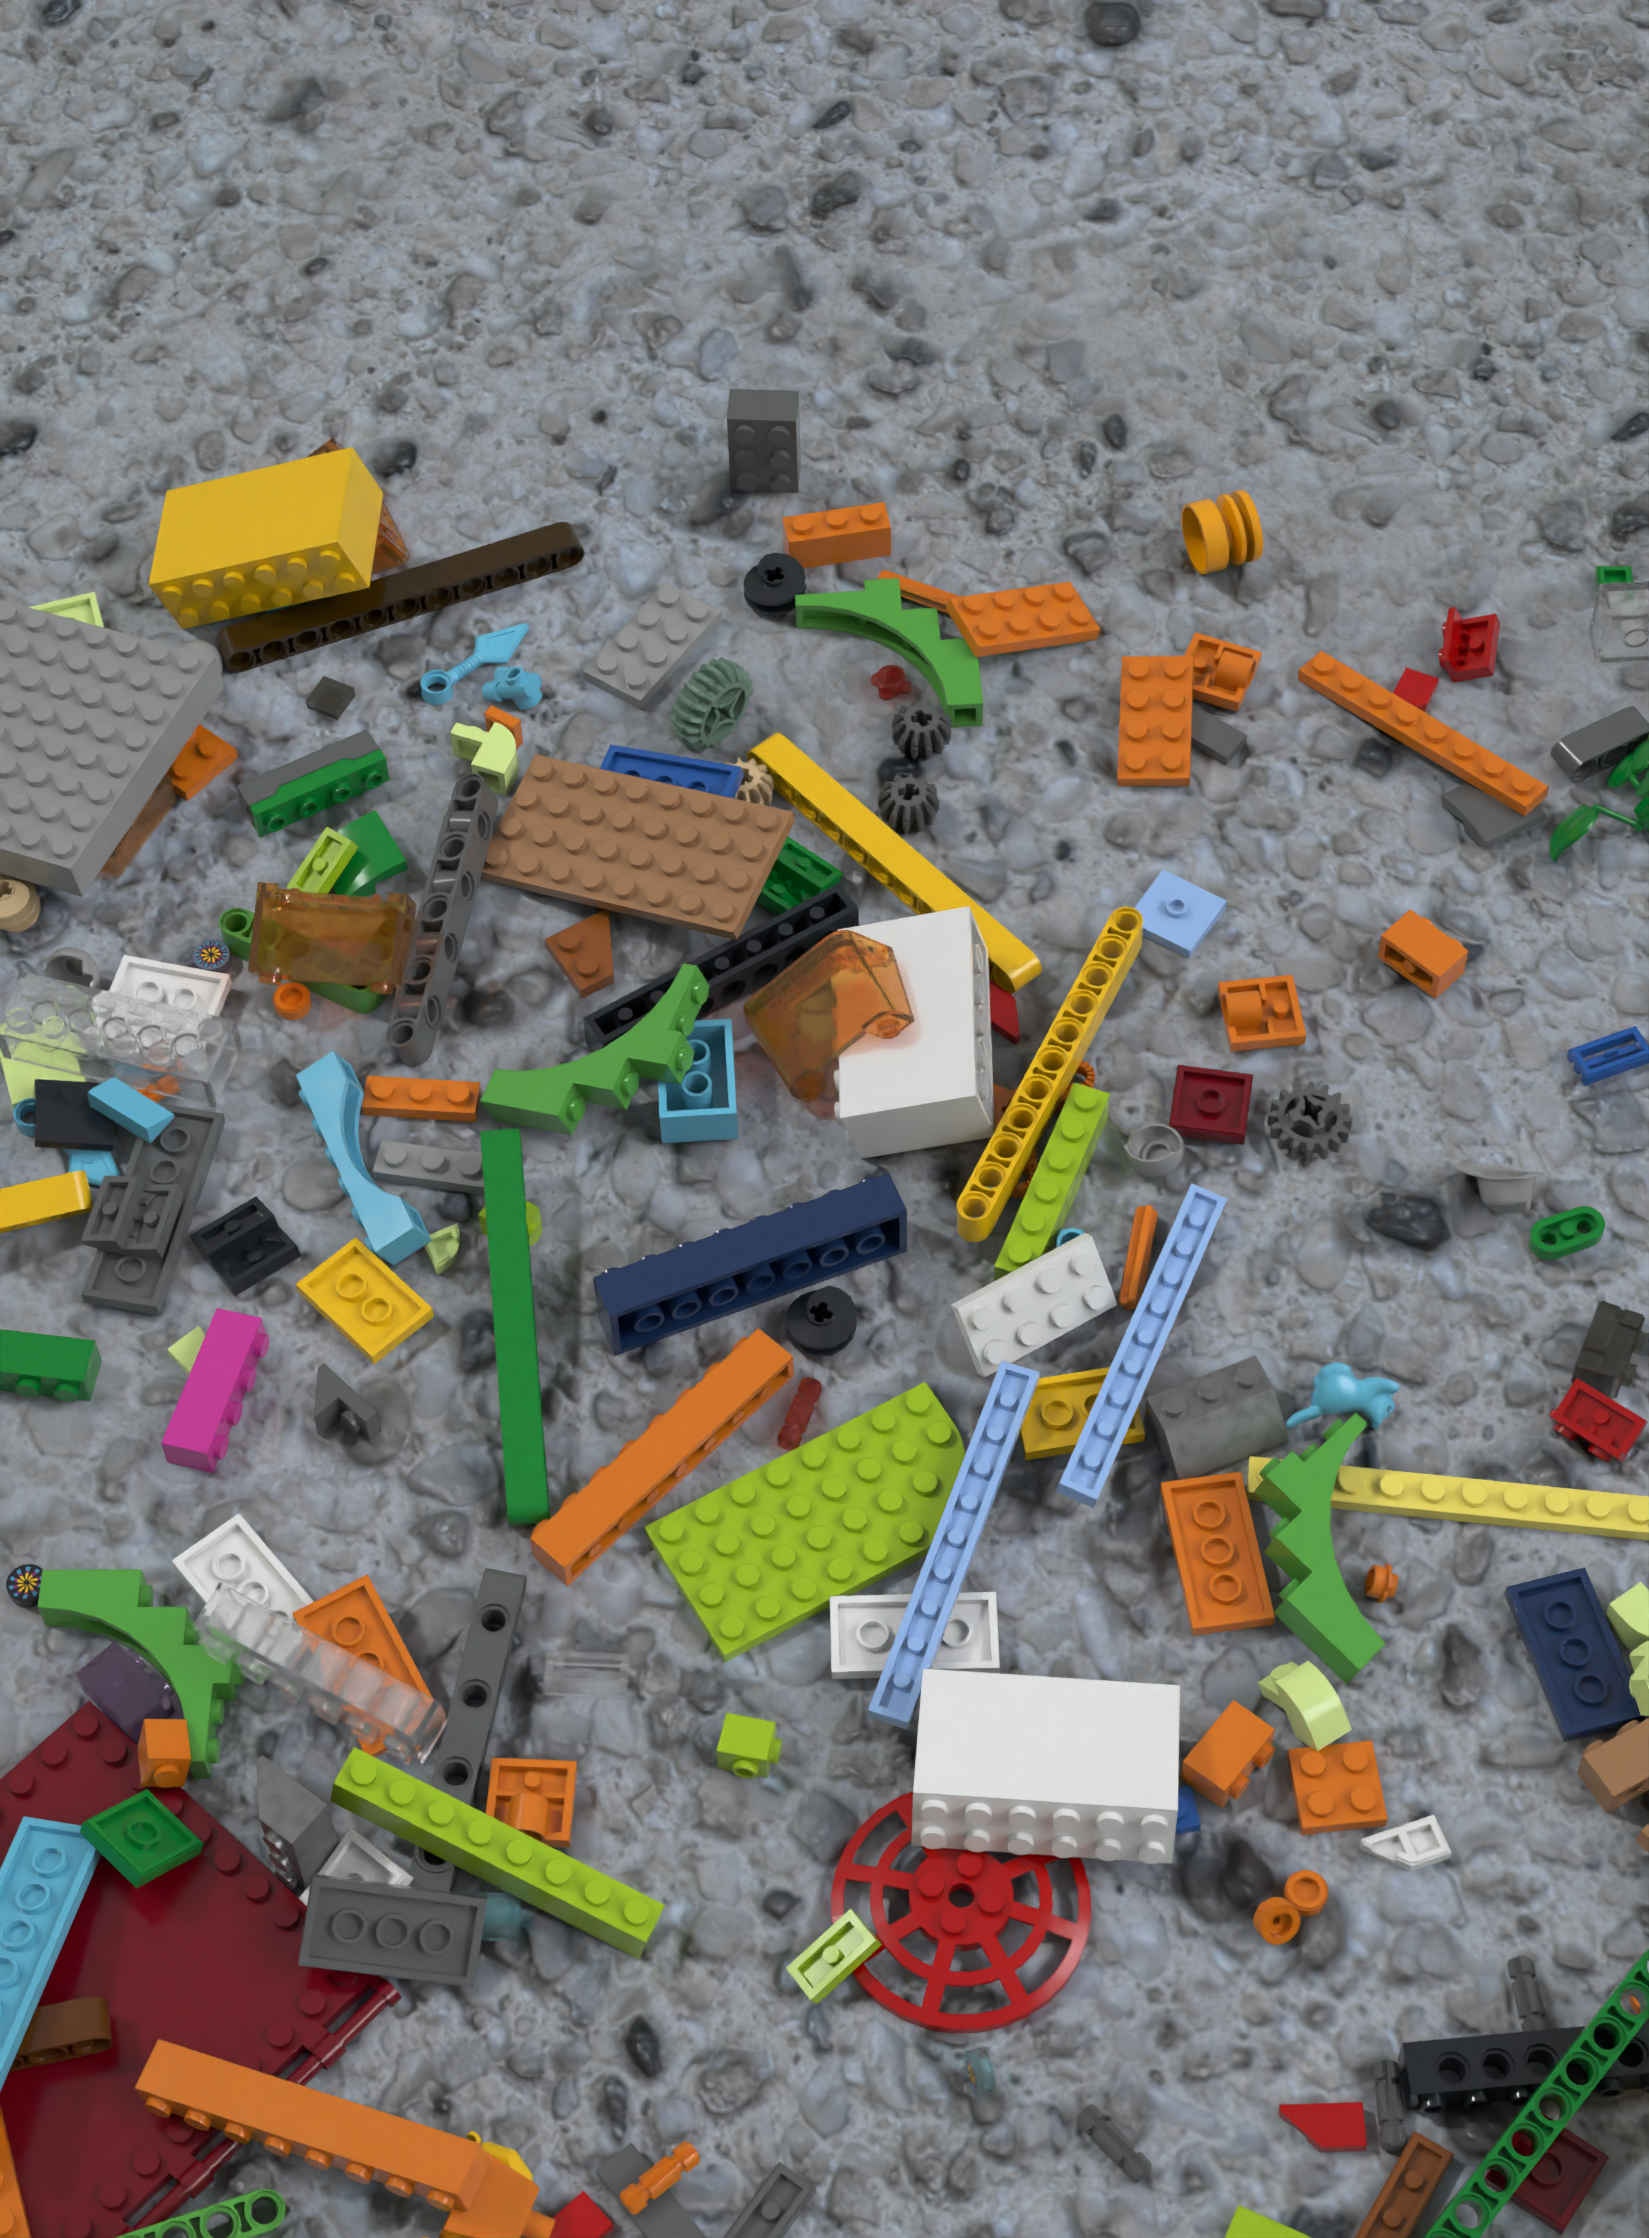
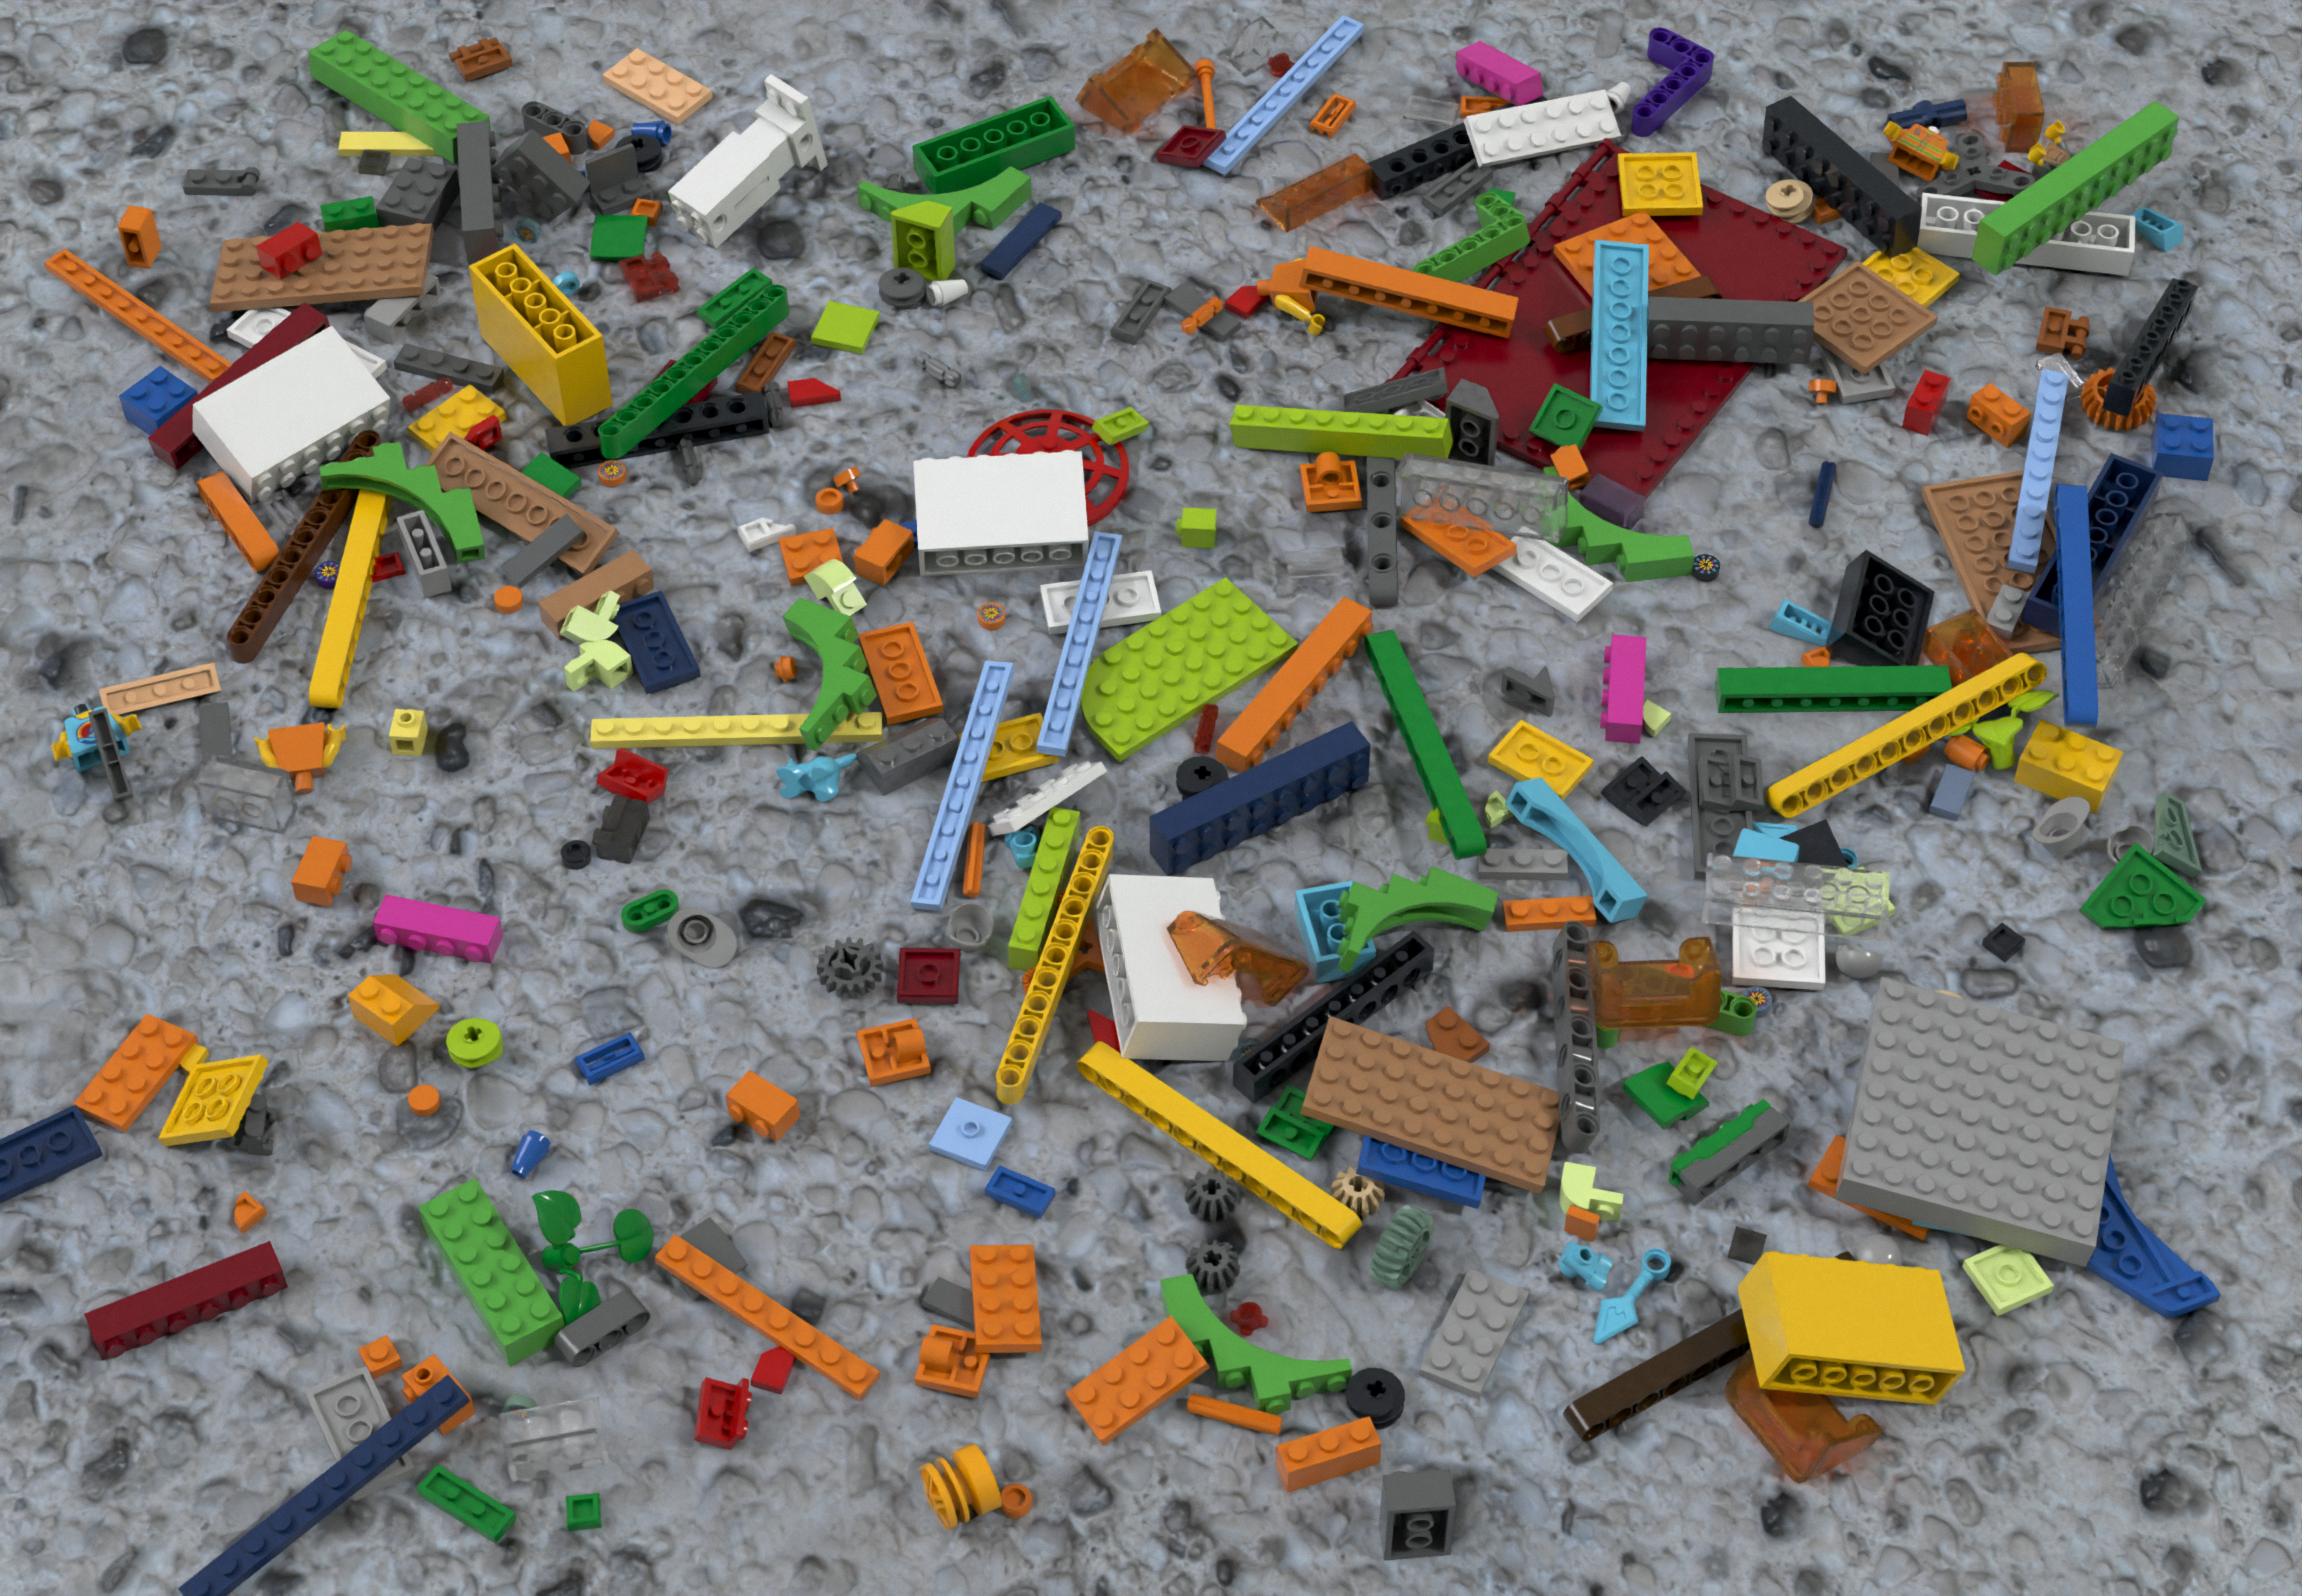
camera: 170 degrees right, 5 degrees down
(1076, 1641) = (991, 616): none -> tile
(1126, 835) = (1020, 1192): none -> blue plate
(1164, 545) = (1015, 1500): none -> orange tile

